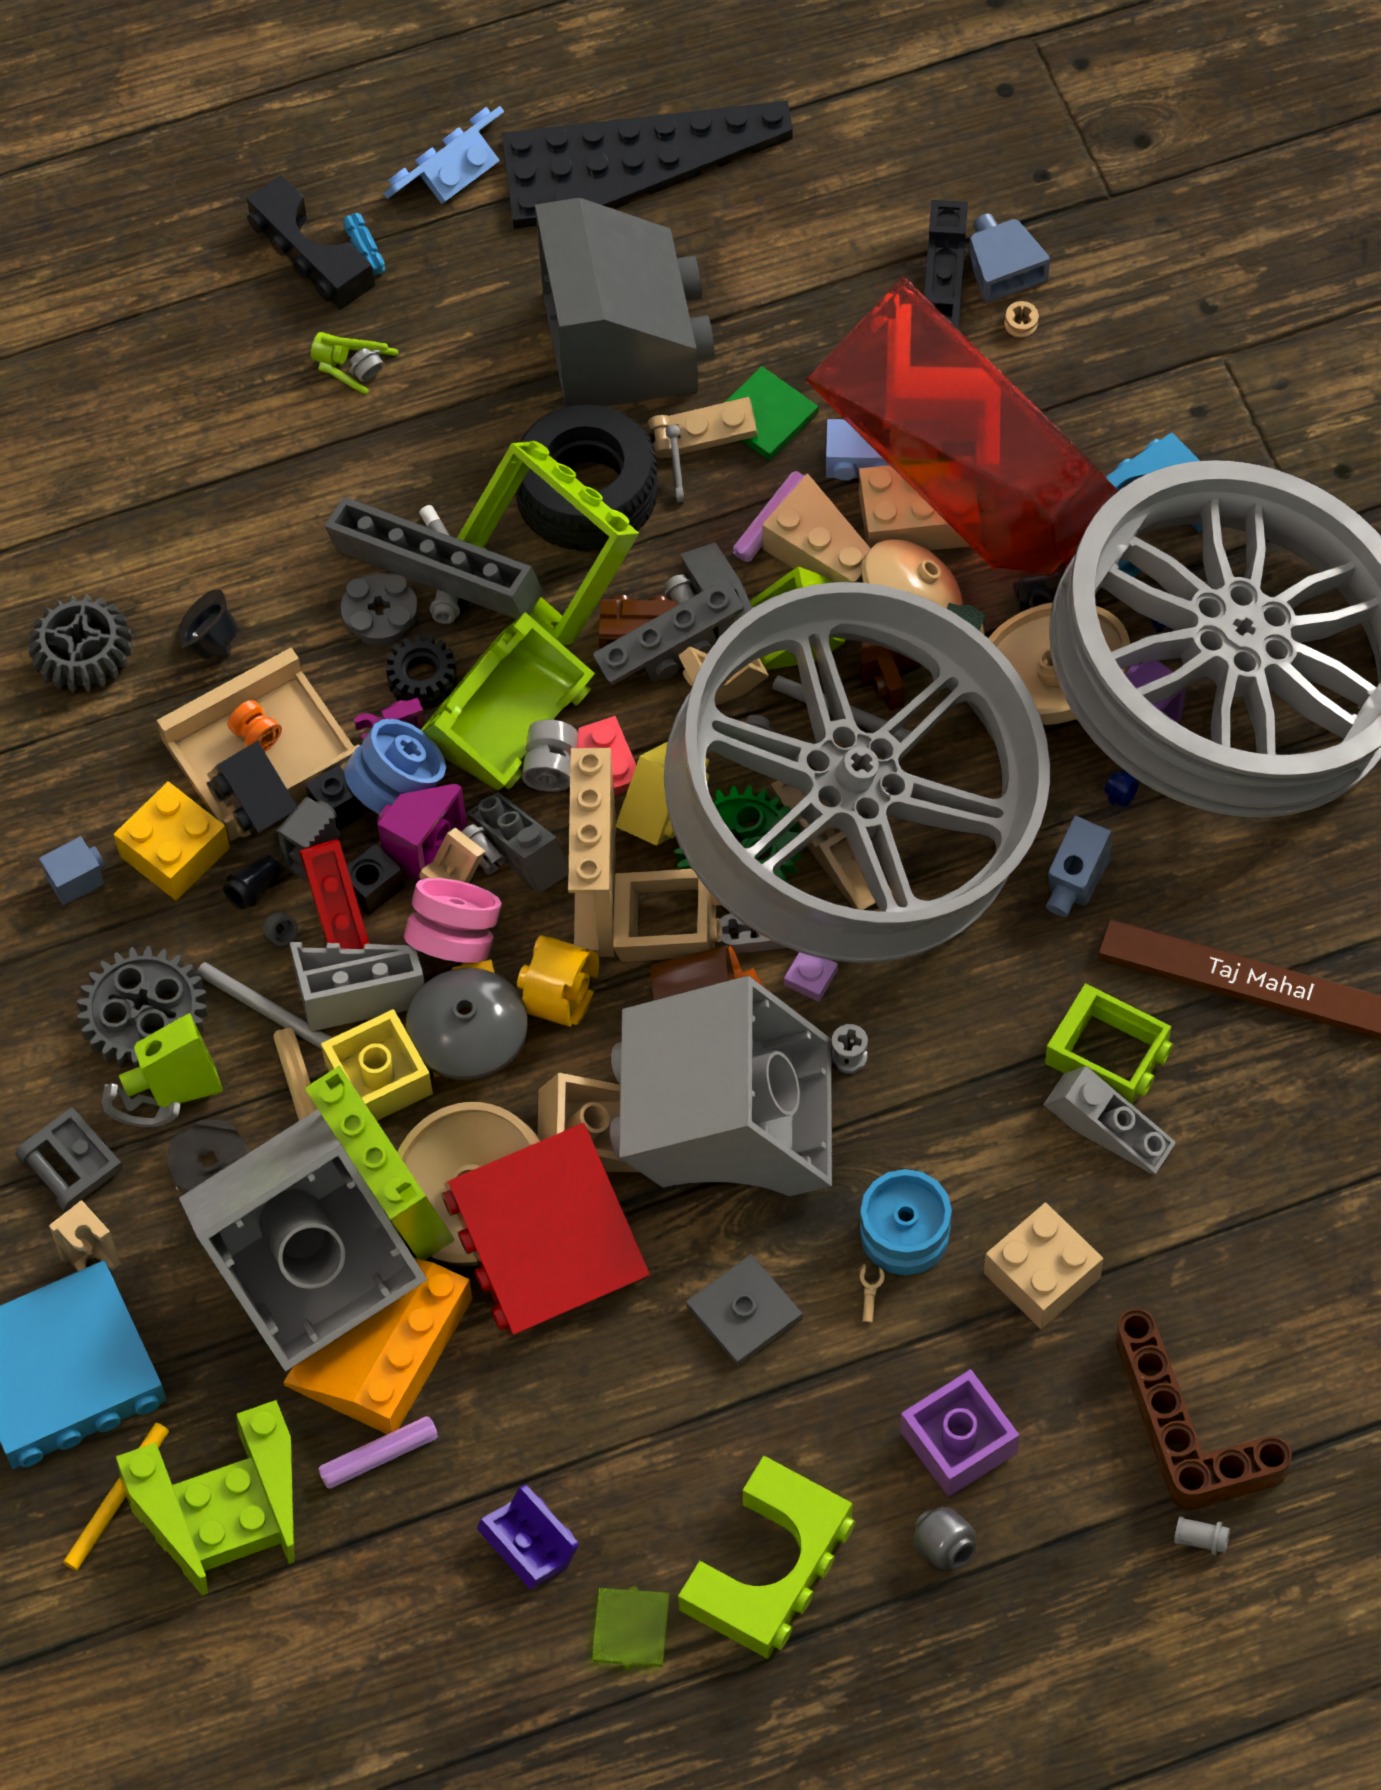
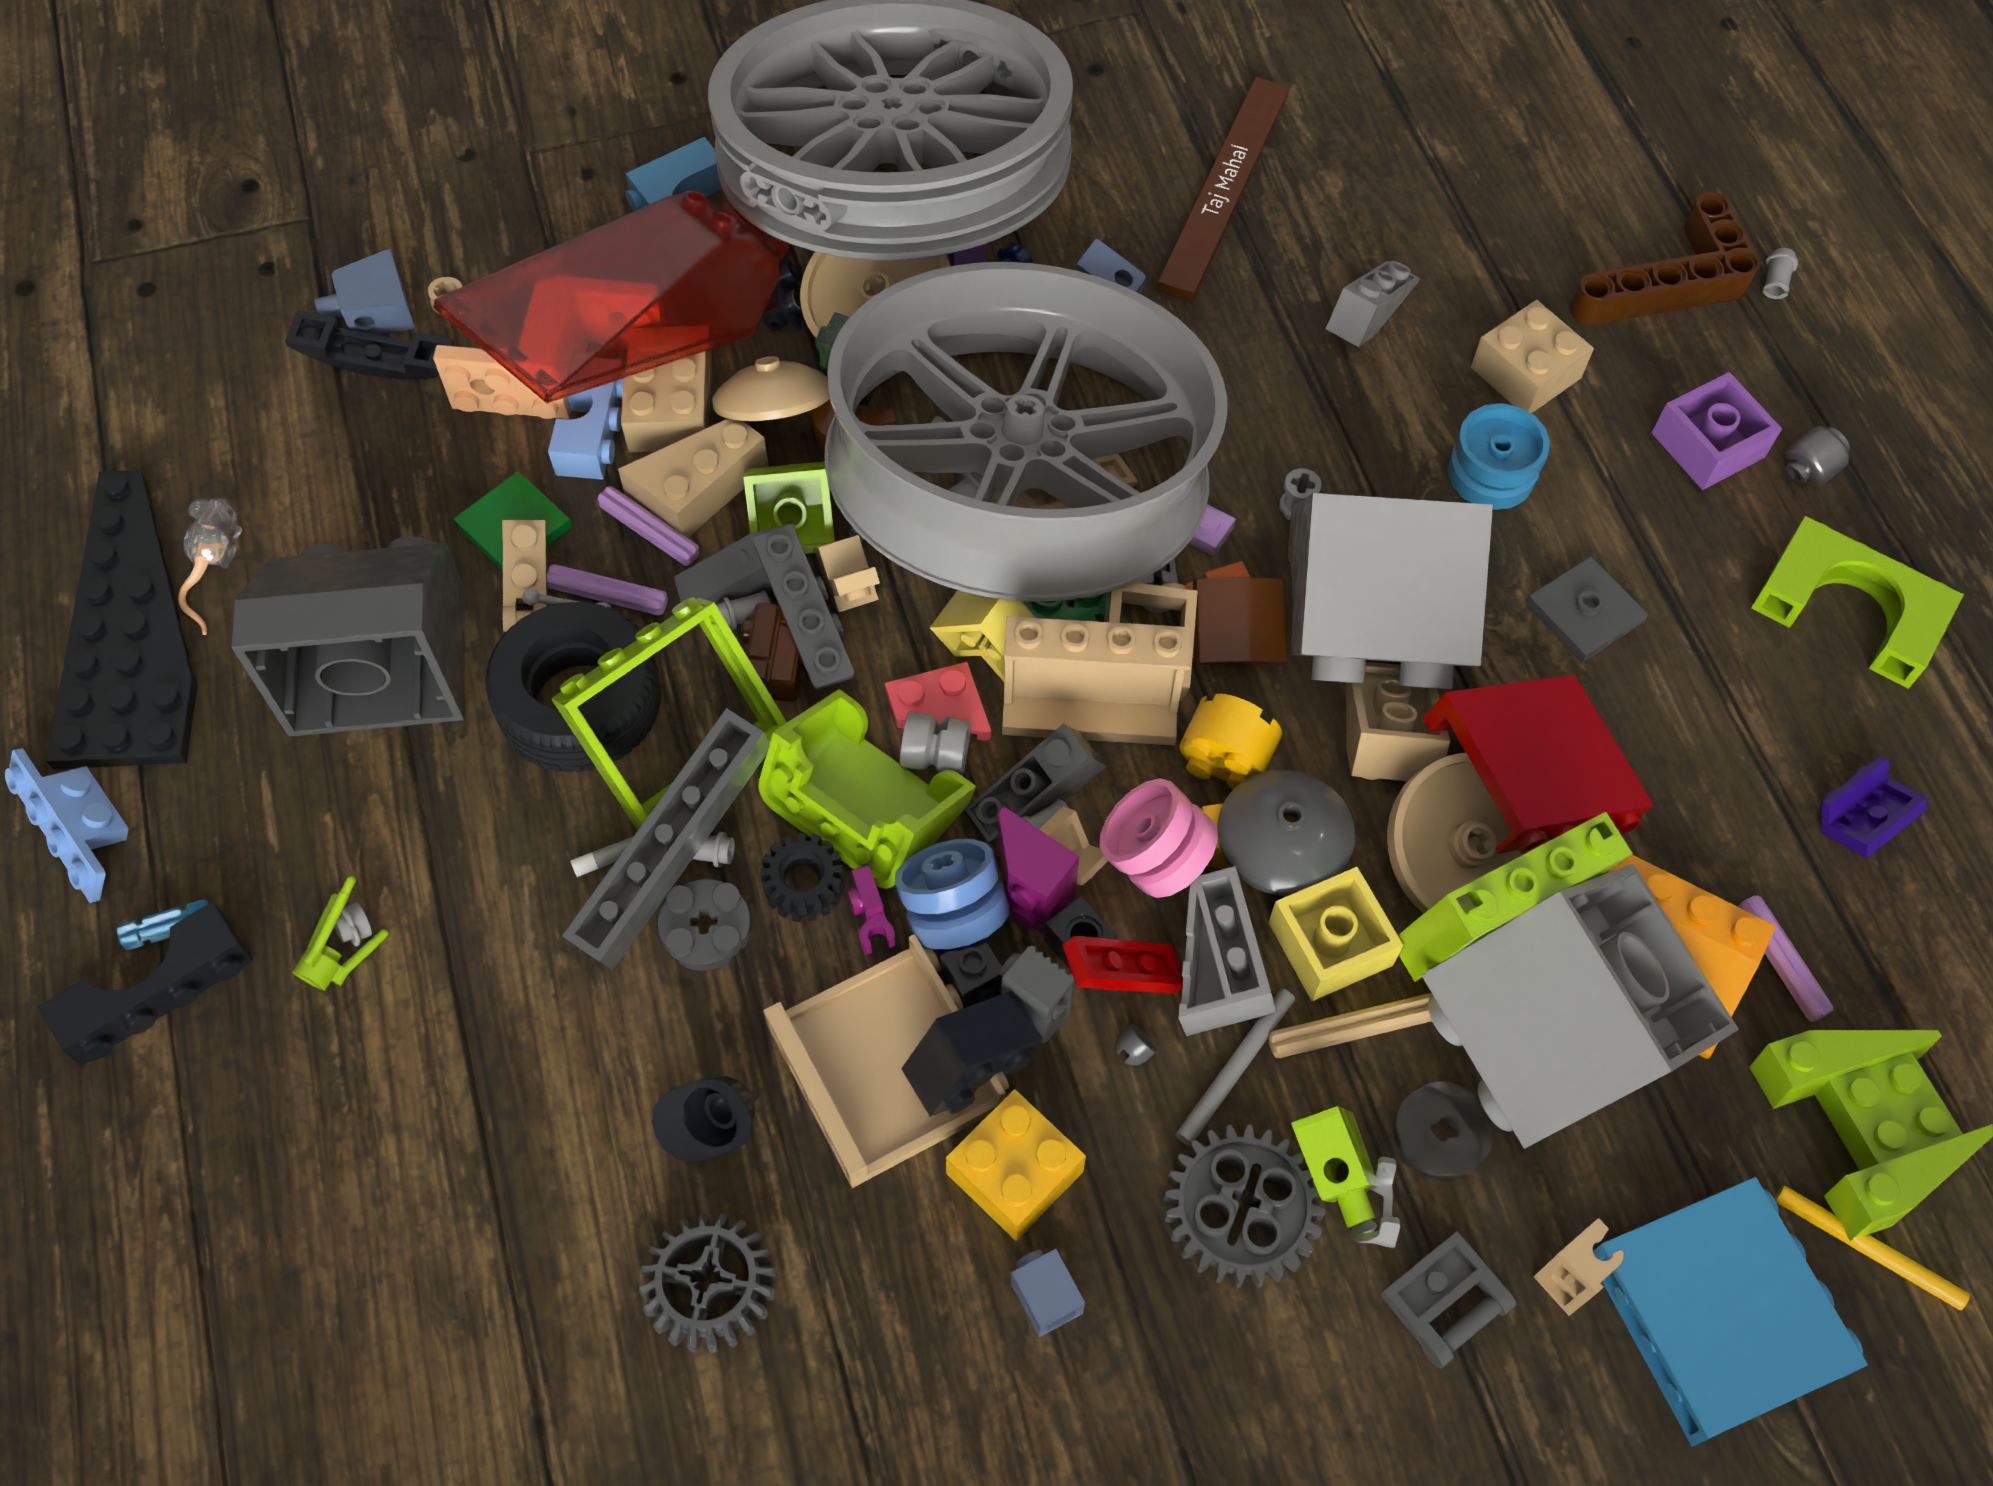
camera: 90 degrees left, 0 degrees up
(250, 882) = (1073, 1074): black cone -> none
(253, 725) = (864, 1061): orange wheel -> none
(630, 1627) = (1937, 730): clear neon green piece -> none
(699, 494) = (606, 589): none -> lavender axle
(723, 194) = (208, 543): none -> clear animal
(870, 1292) = (1550, 495): tan hand -> none
(1121, 1016) = (1282, 317): lime window -> none

